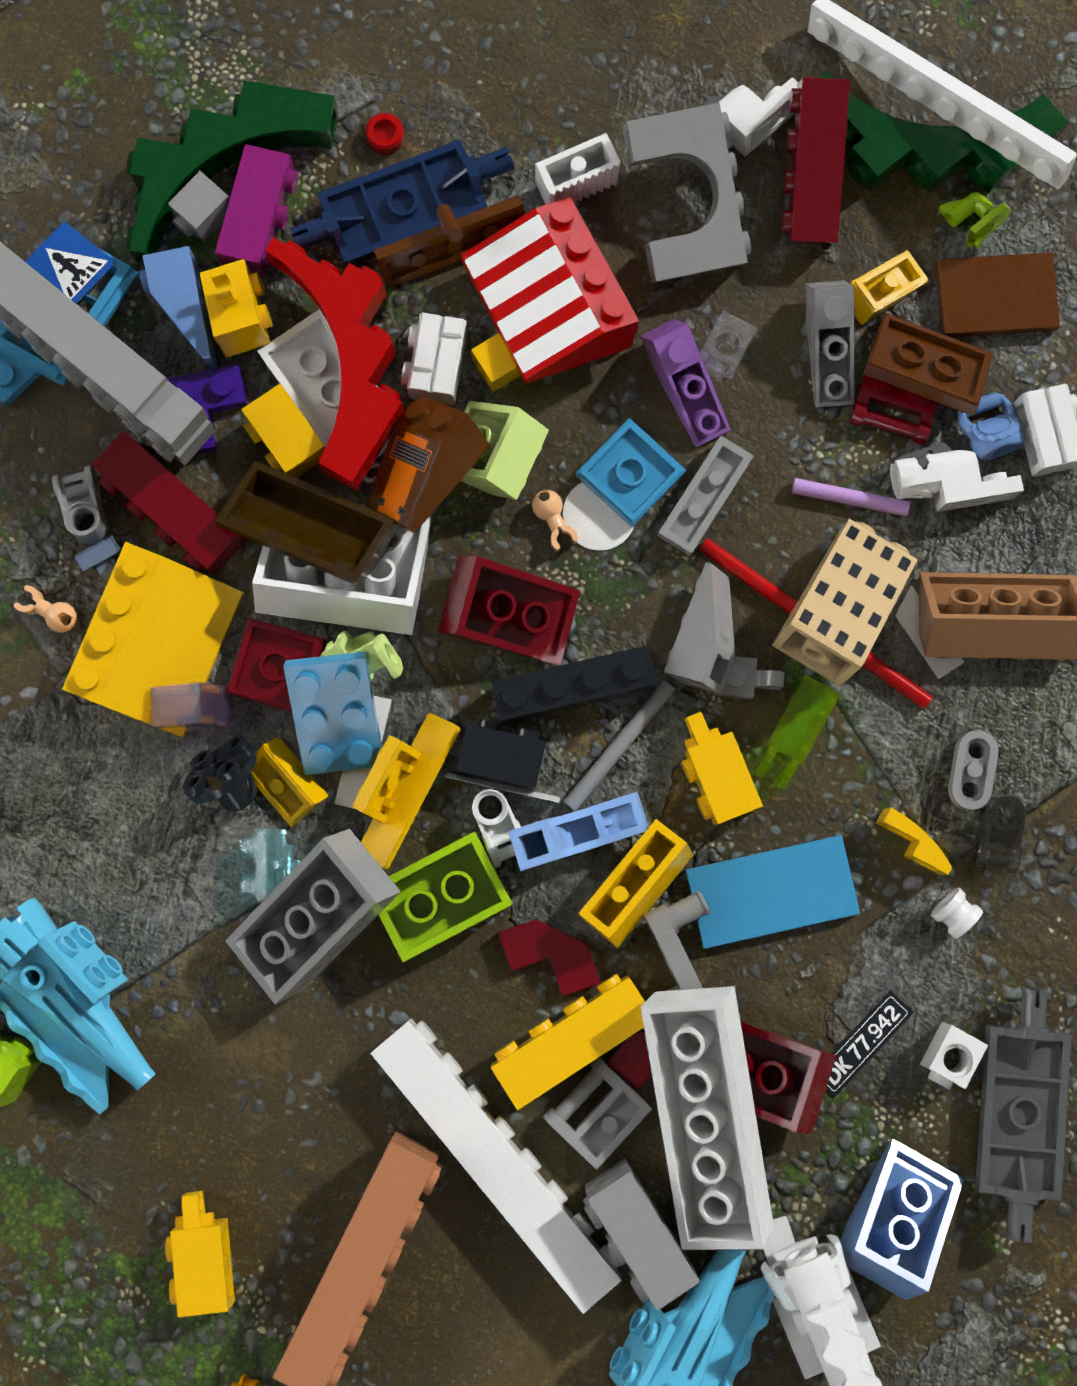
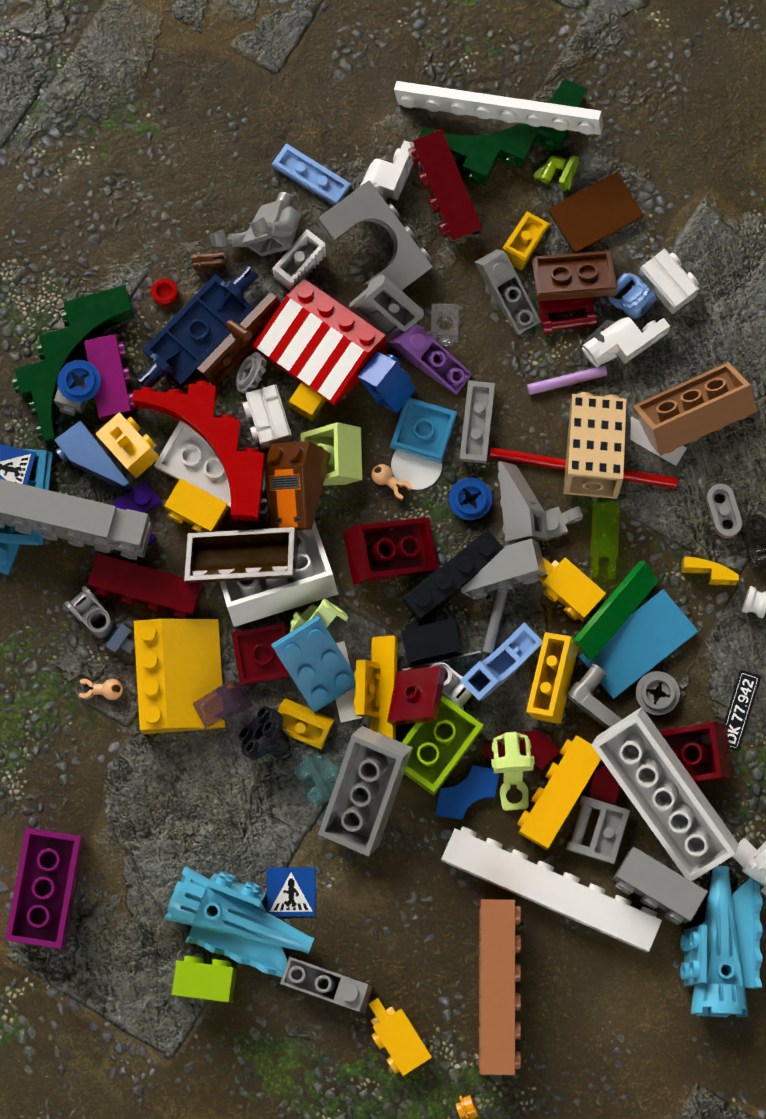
camera: 20 degrees left, 5 degrees down
(142, 1146) = (327, 985): none -> light grey slope
(160, 994) = (291, 891): none -> blue sticker
(194, 186) = (81, 369): none -> blue gear
(433, 980) = (478, 785): none -> blue tile
(441, 289) = (250, 373): none -> light grey gear
(444, 821) = (416, 695): none -> dark red plate
(460, 117) = (206, 260): none -> reddish brown pin
(525, 977) = (512, 767): none -> yellowish green piece
(554, 113) = (270, 230): none -> light grey torso
(612, 384) = (387, 381): none -> blue brick
(647, 67) = (311, 175): none -> light blue tile
(655, 708) = (510, 566): none -> light grey slope
(658, 579) = (473, 487): none -> blue gear
(659, 286) = (386, 307): none -> light grey brick
(764, 834) = (616, 610): none -> green tile
(784, 967) = (668, 687): none -> light grey gear

